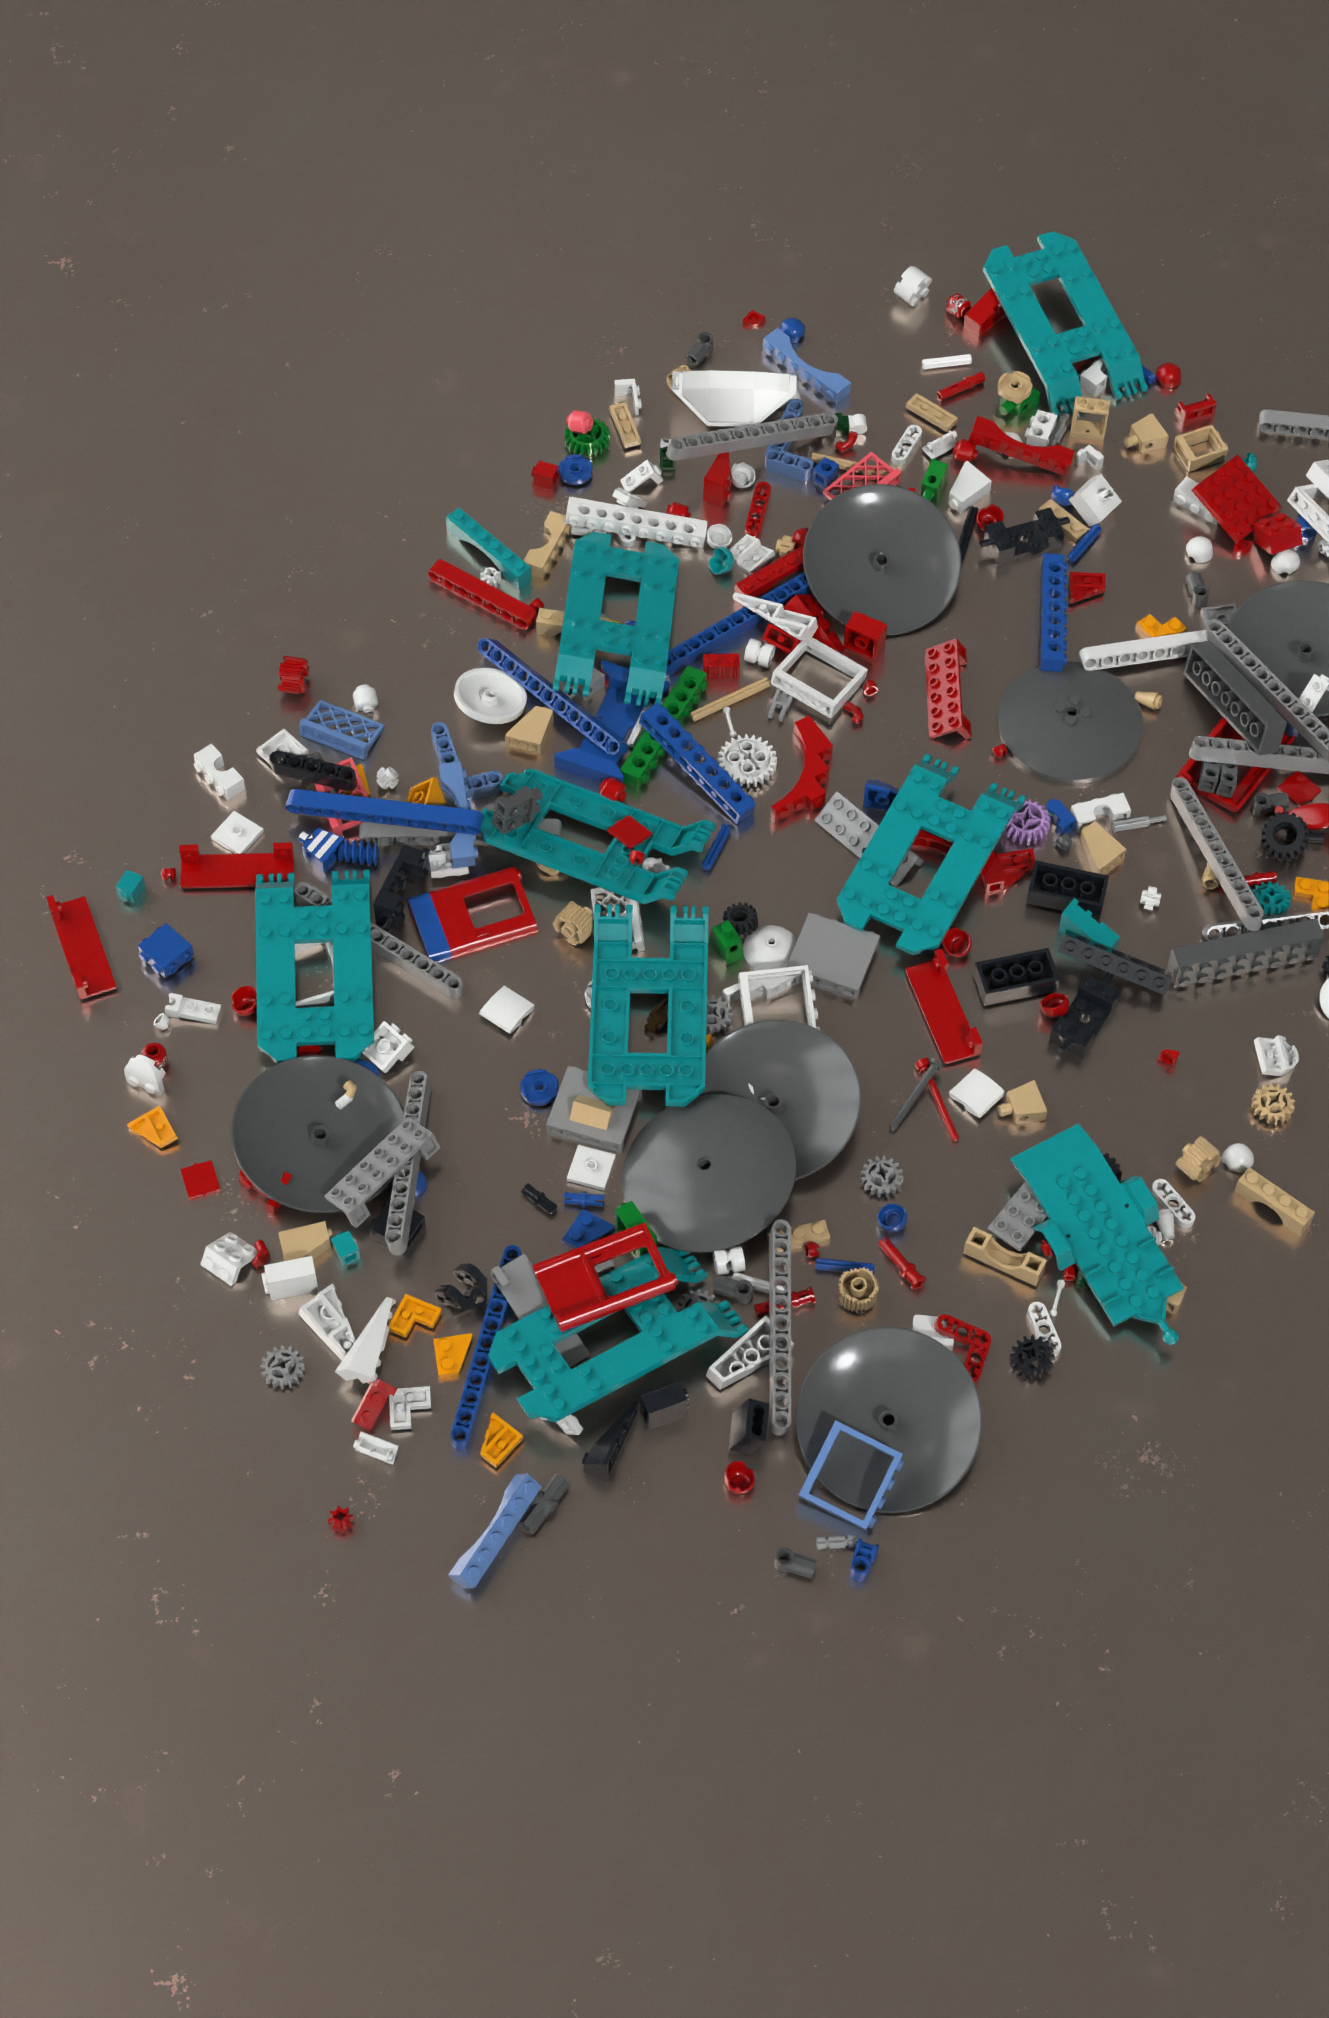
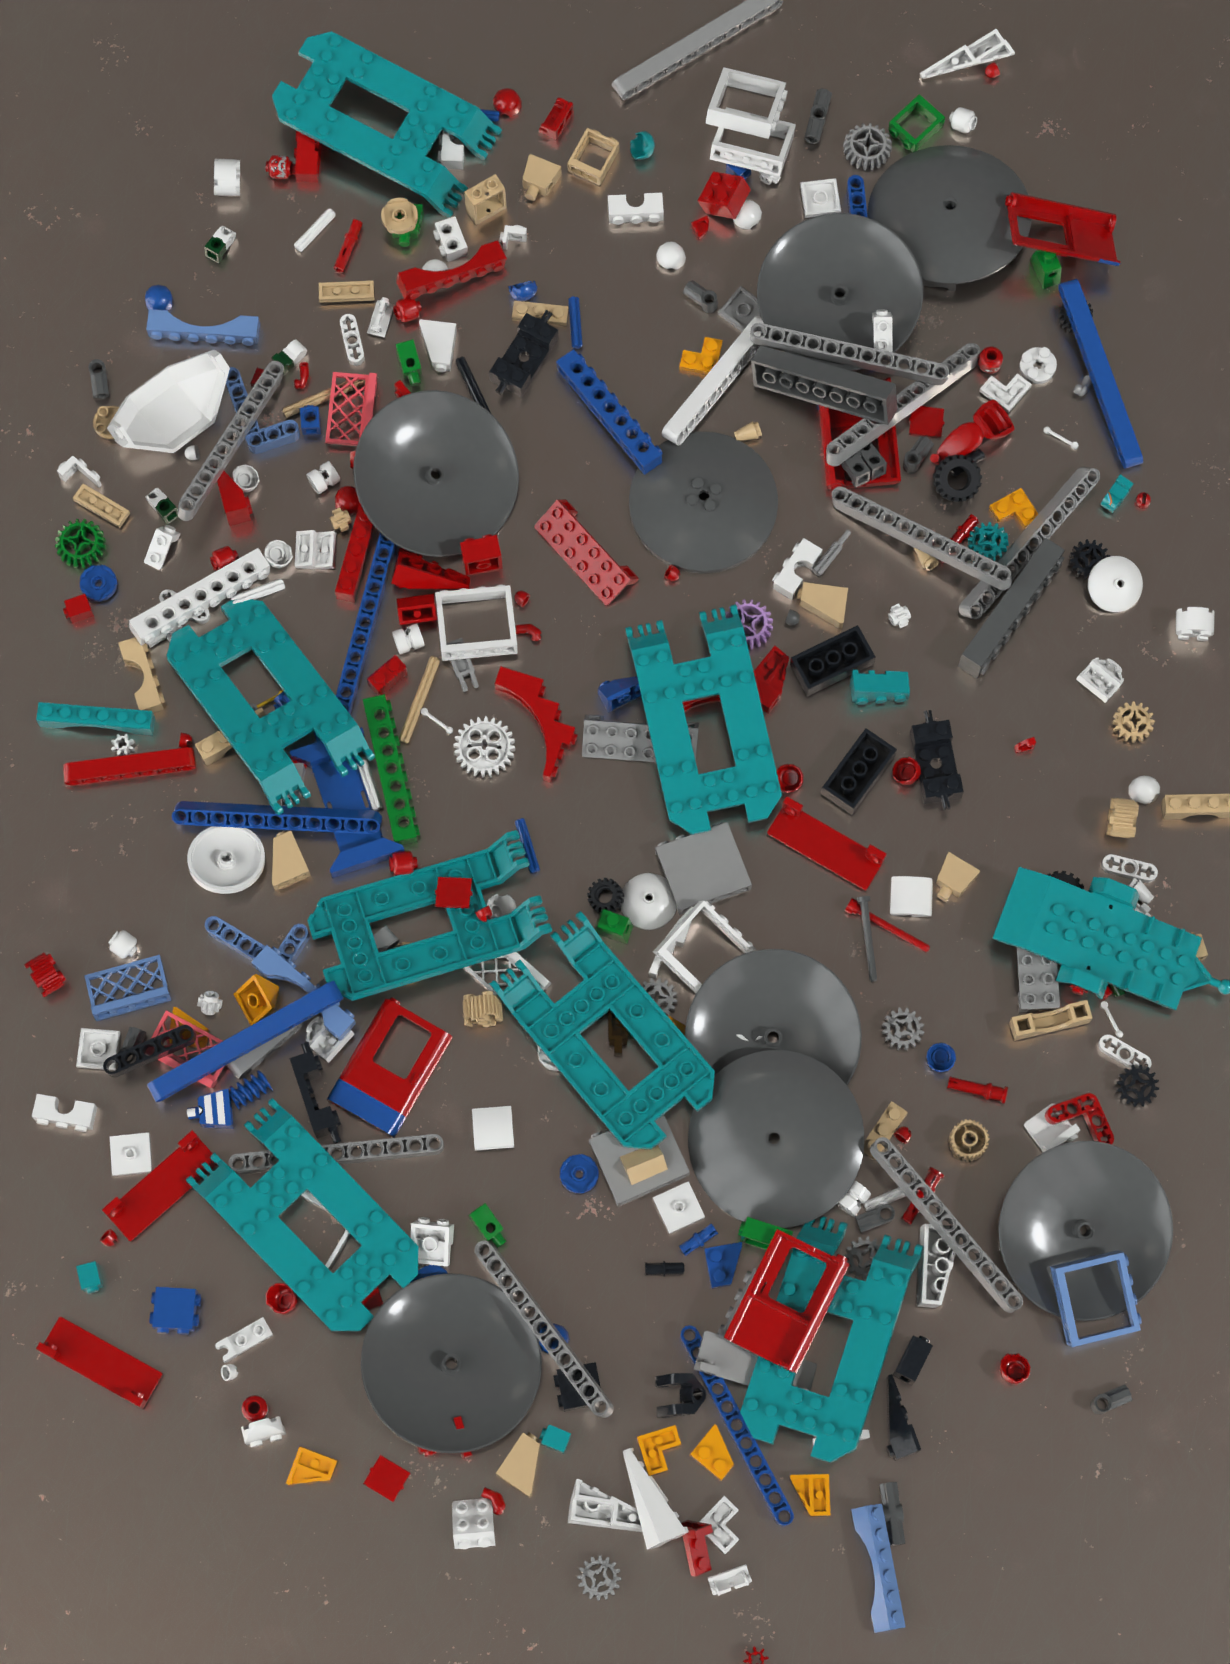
camera: 40 degrees left, 15 degrees up
(290, 1278) = (541, 1502): white brick -> none
(348, 1096) = (443, 1306): arm -> none
(379, 1166) = (528, 1353): light grey bracket -> none
(438, 1064) = (480, 1218): none -> green torso
(516, 809) = (354, 963): dark grey hips -> none
(579, 422) = (68, 538): coral head -> none
(628, 499) = (171, 579): white wing -> none
(684, 553) = (259, 592): none -> white axle
(698, 771) = (442, 789): blue brick -> none
(722, 561) = (300, 576): teal hair -> none
(749, 1426) = (989, 1323): black piece -> none
(753, 319) = (115, 312): red tile -> none
(759, 510) = (285, 500): red beam -> none
(794, 623) = (417, 593): white wedge -> none
(799, 512) = (317, 480): none -> white wheel
(836, 1542) = (1124, 1355): light grey axle -> none
(841, 1265) = (938, 1127): blue axle -> none
(863, 1557) = (1155, 1352): blue piece -> none
(868, 324) = (219, 244): none -> leg
(989, 515) = (482, 359): red hair -> none
(1060, 429) = (465, 227): light grey axle -> none
(1060, 816) = (769, 597): blue leg -> none
(1084, 585) = (610, 363): red wing -> none
(1095, 500) = (555, 276): white brick -> none
(1115, 962) = (924, 698): black brick -> none
(1236, 498) = (665, 186): red plate -> none

